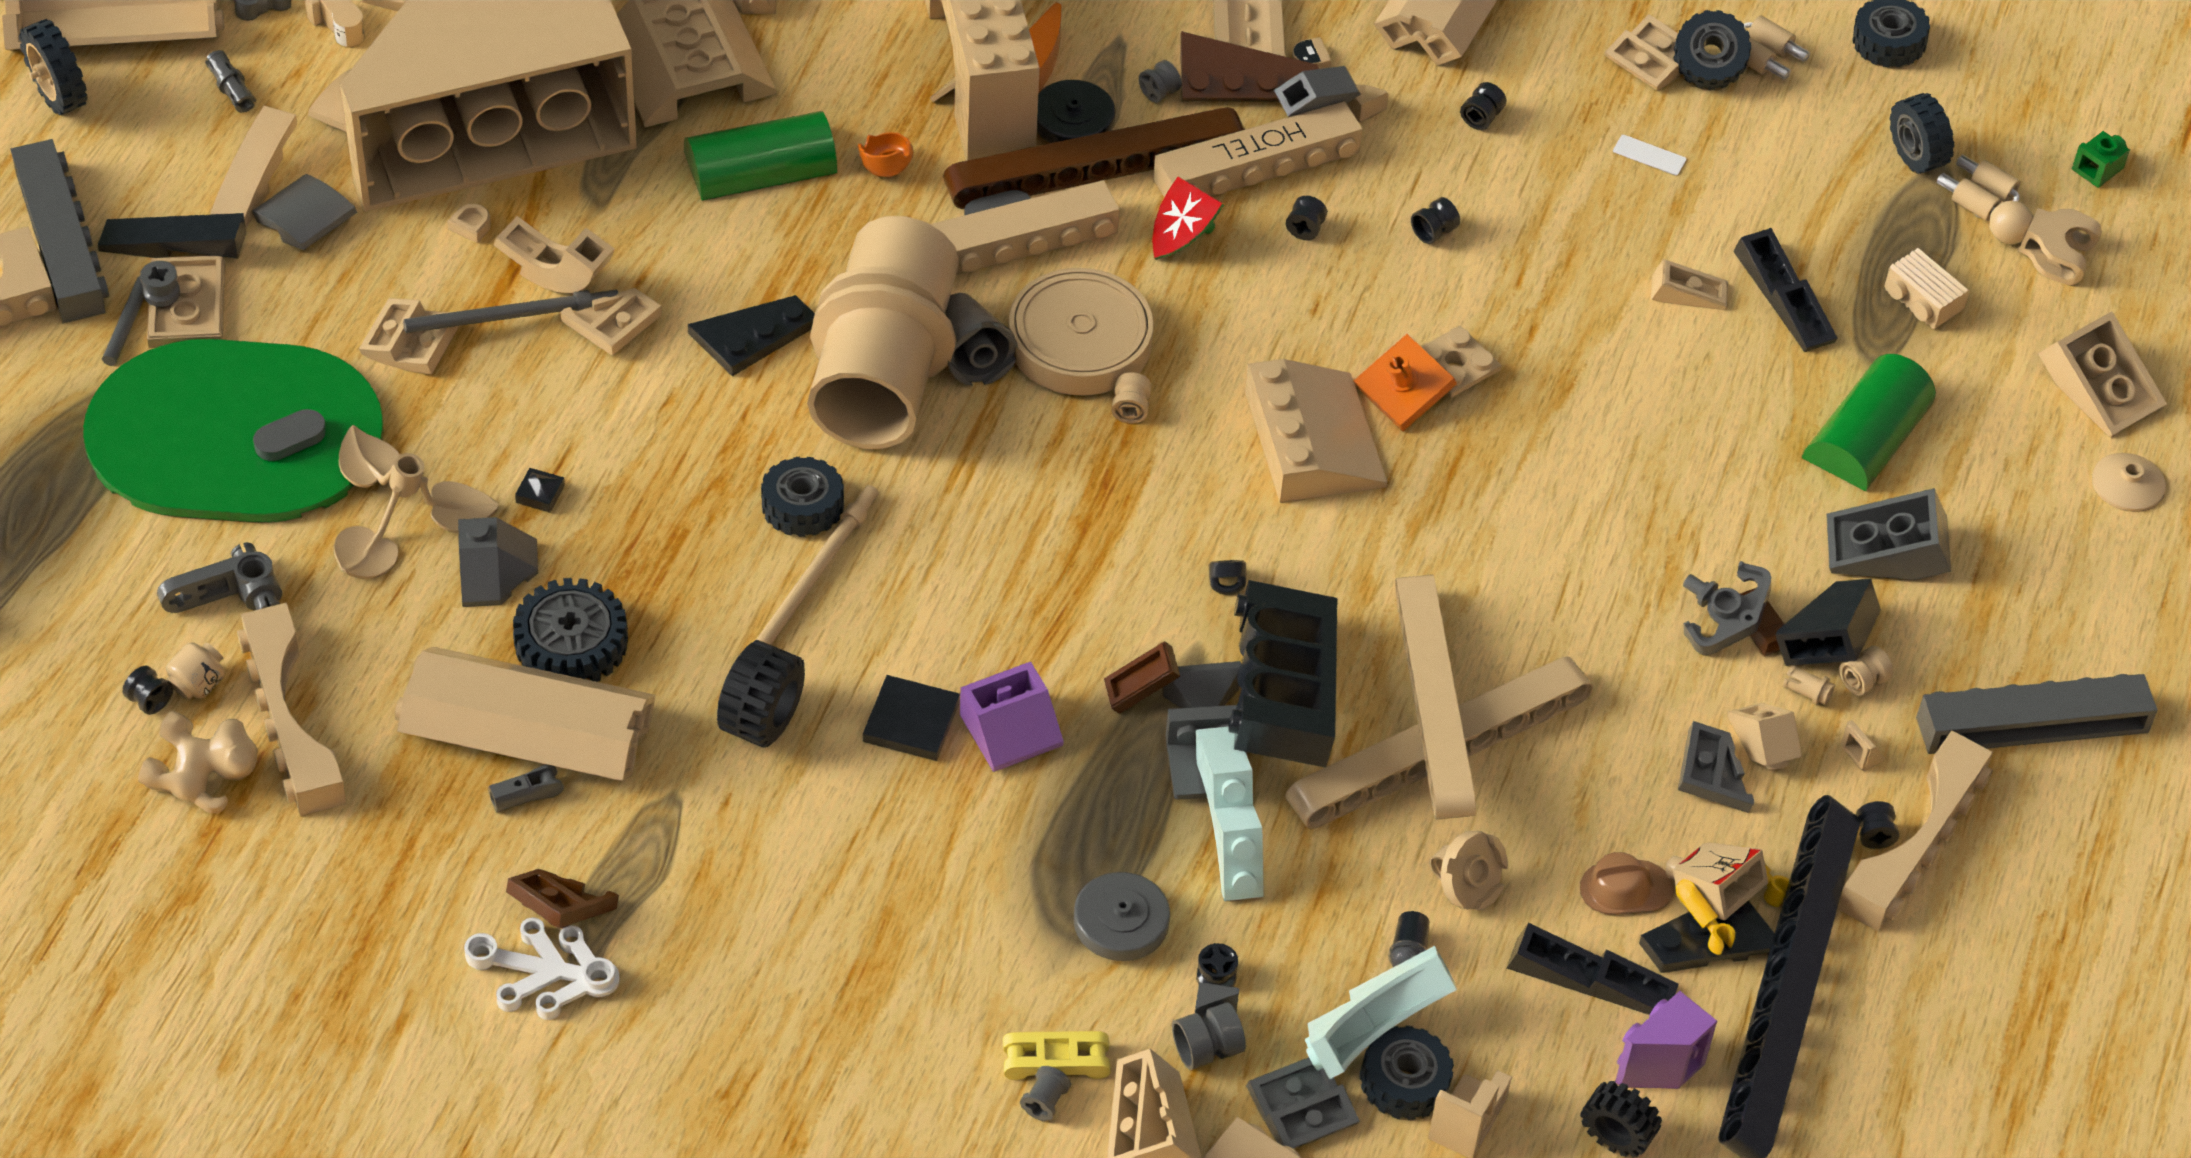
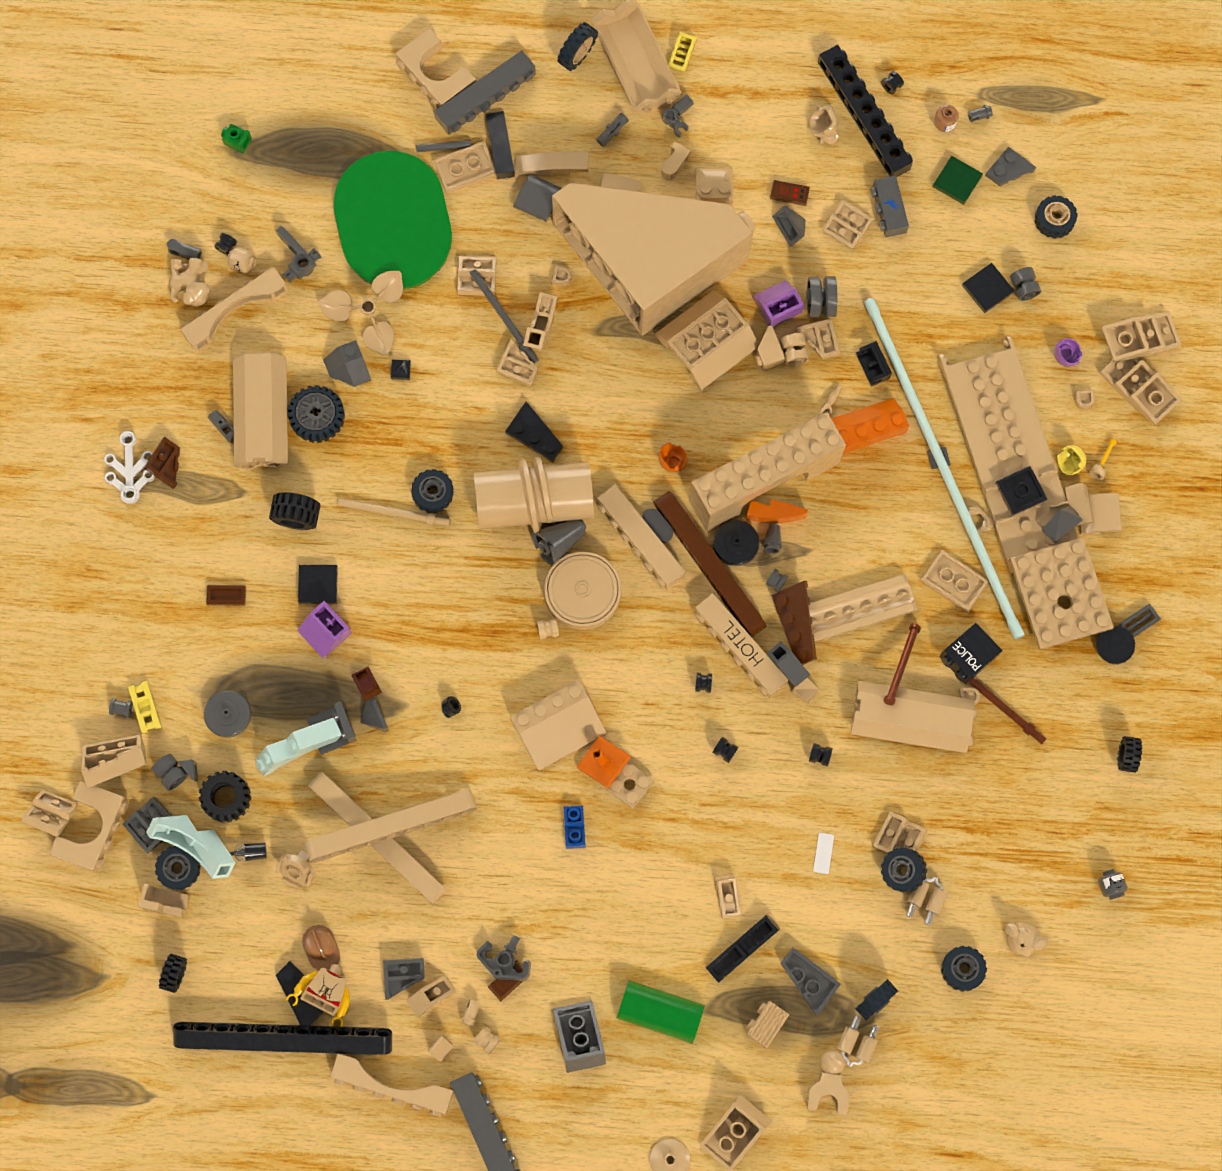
camera: 75 degrees right, 25 degrees up
(122, 764) = (180, 249): none -> dark grey bar
(160, 283) = (464, 155): dark grey wheel -> none
(289, 435) = (391, 246): dark grey tile -> none
(761, 155) = (652, 396): green brick -> none
(875, 869) = (226, 595): none -> reddish brown tile
(1085, 67) = (772, 541): none -> dark grey cone
(1183, 218) = (675, 620): shield -> none
(1220, 958) = (210, 762): black wheel -> none
(1286, 674) = (426, 744): black fence -> none
(1294, 928) = (218, 781): none -> black tyre
(1313, 52) = (830, 653): tile -> none
(1499, 457) = (574, 827): none -> blue slope
(1575, 968) = (262, 942): black slope -> none
(1667, 1045) = (218, 987): medium lavender slope -> none
(1831, 625) = (507, 1017): black slope -> none
(1863, 218) = (810, 980): none -> dark grey wing
(1877, 825) = (389, 1064): black wheel -> none
(2104, 150) = (899, 1103): green brick -> none

